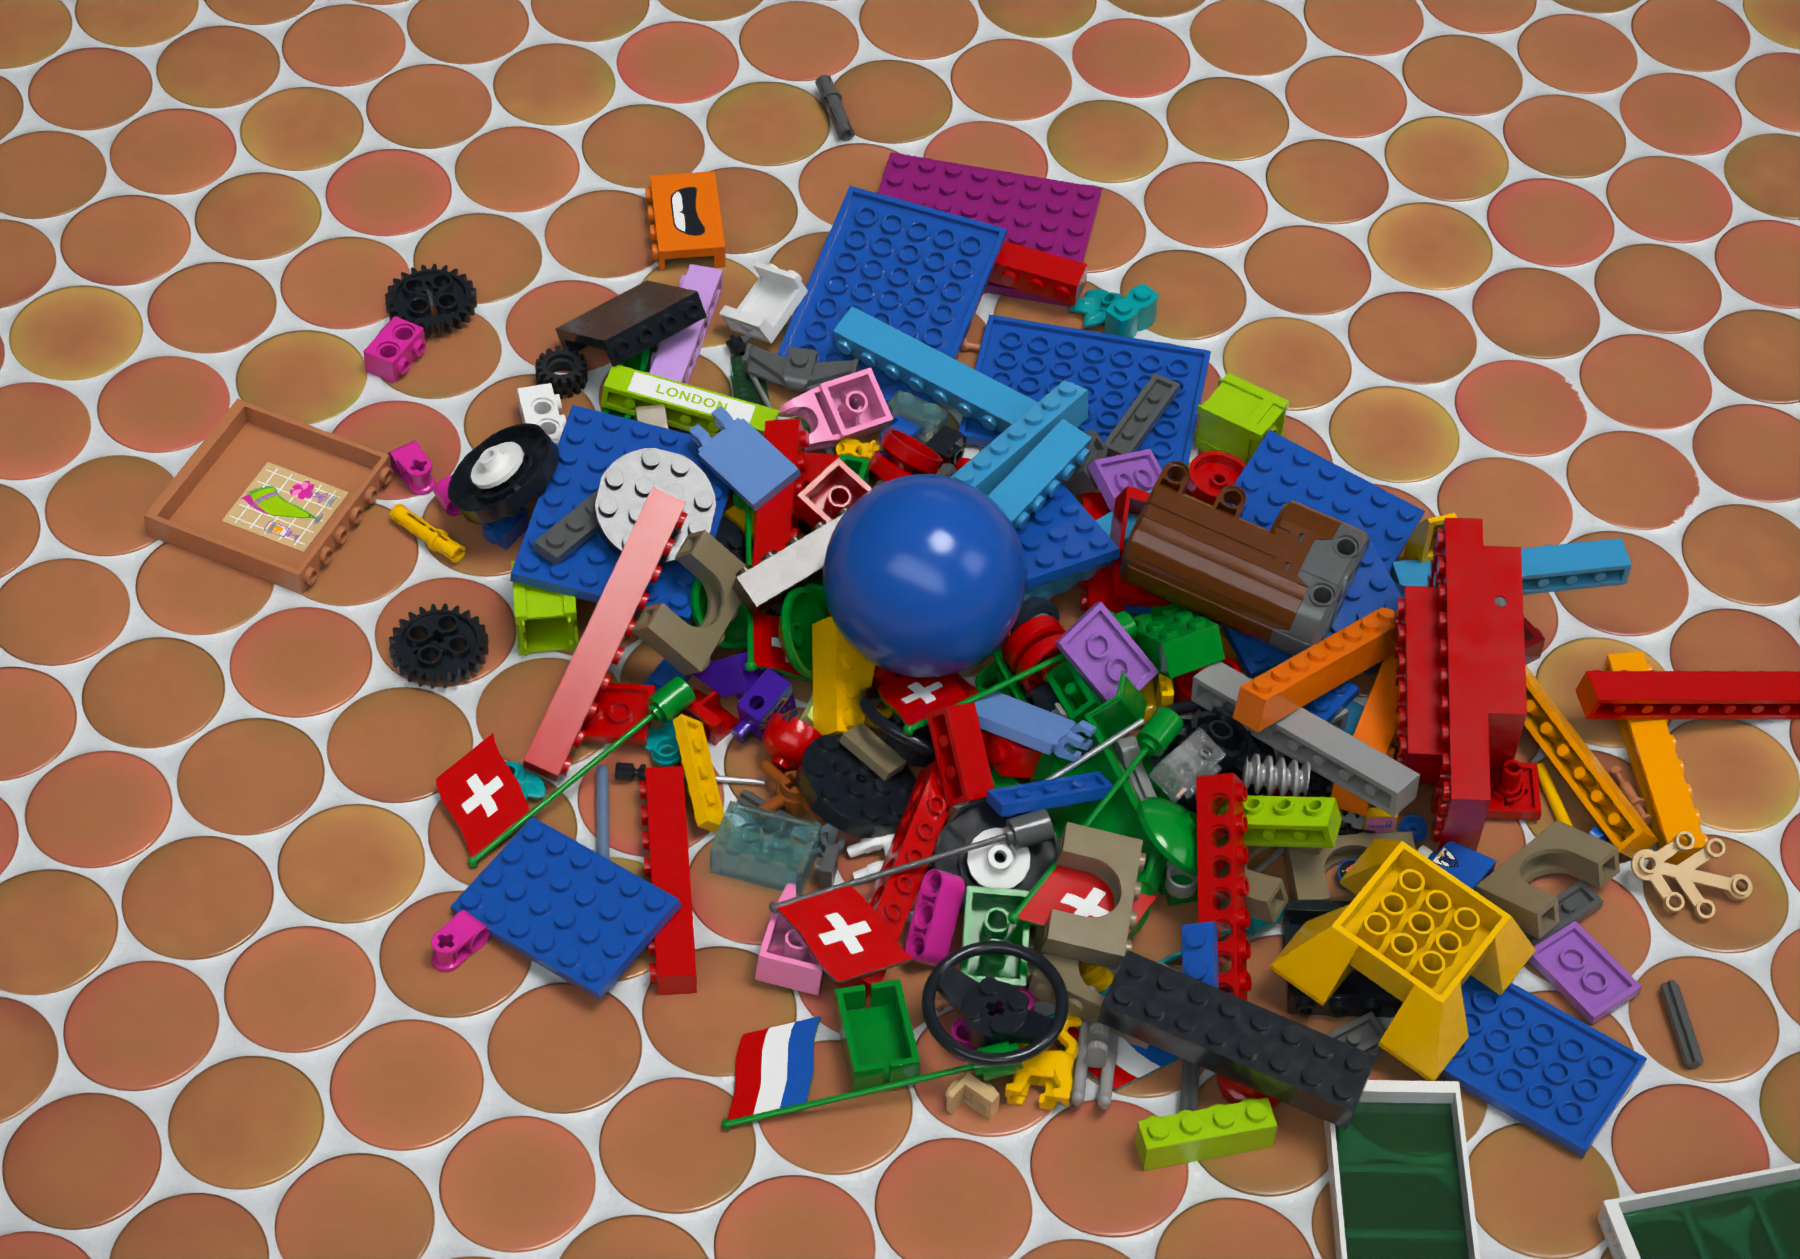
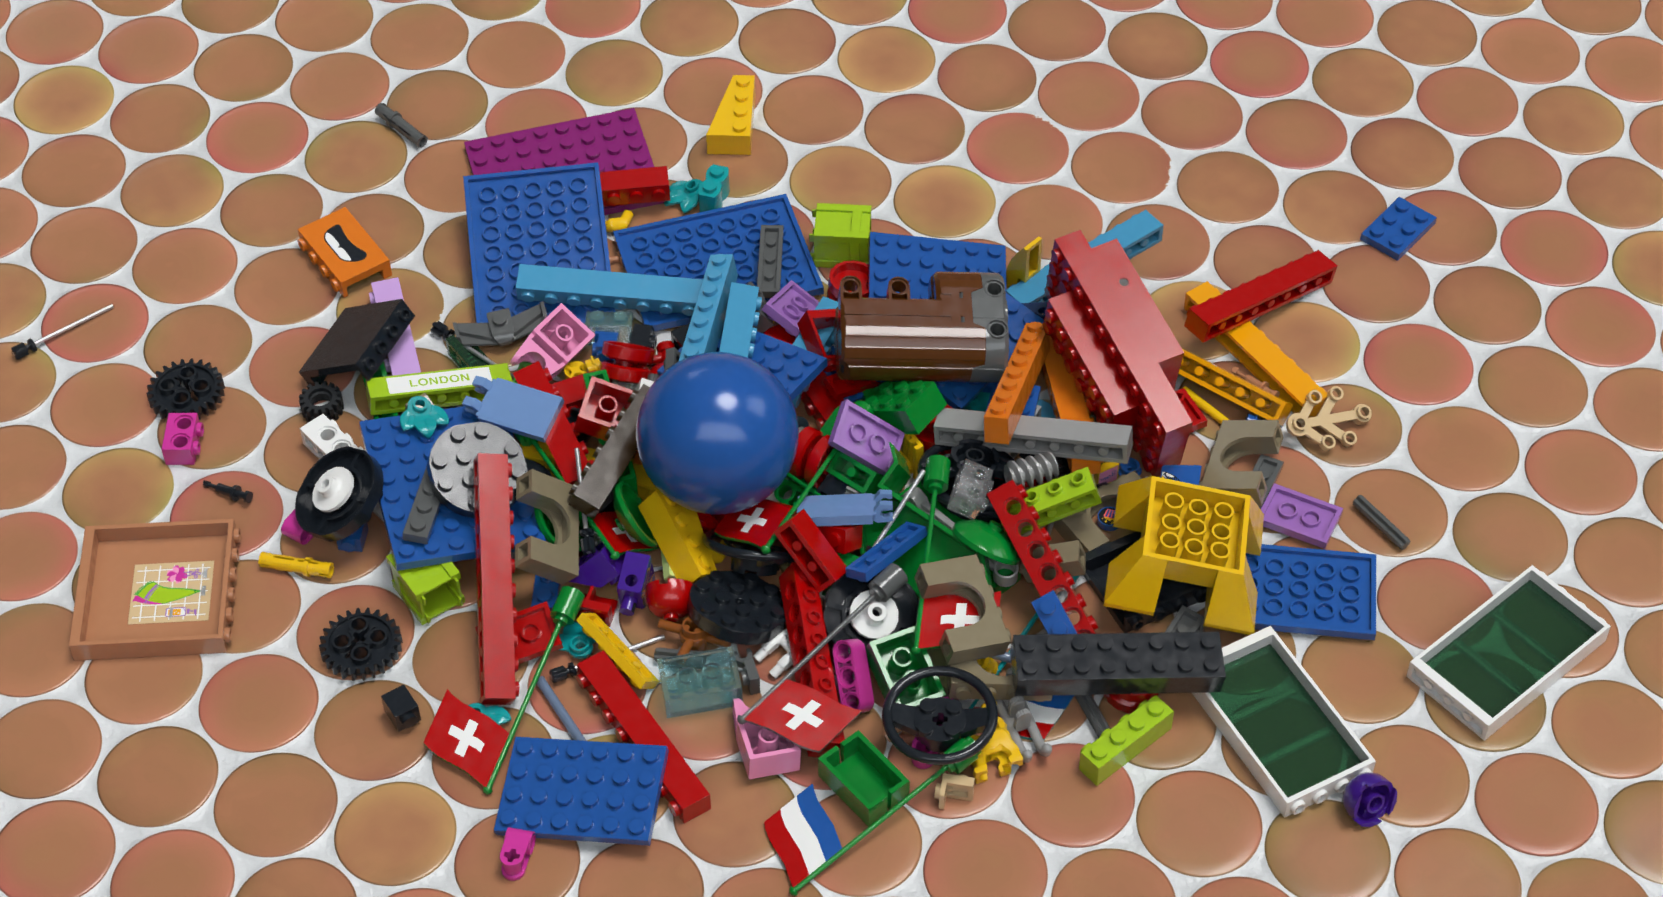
camera: 25 degrees left, 0 degrees up
(295, 189) = (21, 350): none -> piece
(413, 429) = (233, 492): none -> black piece
(413, 468) = (254, 520): dark pink piece -> none
(434, 732) = (401, 708): none -> black brick
(640, 430) = (423, 418): none -> teal plate
(732, 641) = (587, 542): none -> piece
(767, 303) = (447, 288): white panel -> none
(872, 751) = (736, 578): dark tan tile -> none
(1003, 308) = (619, 223): none -> yellow arm
(1205, 244) = (733, 121): none -> yellow wedge

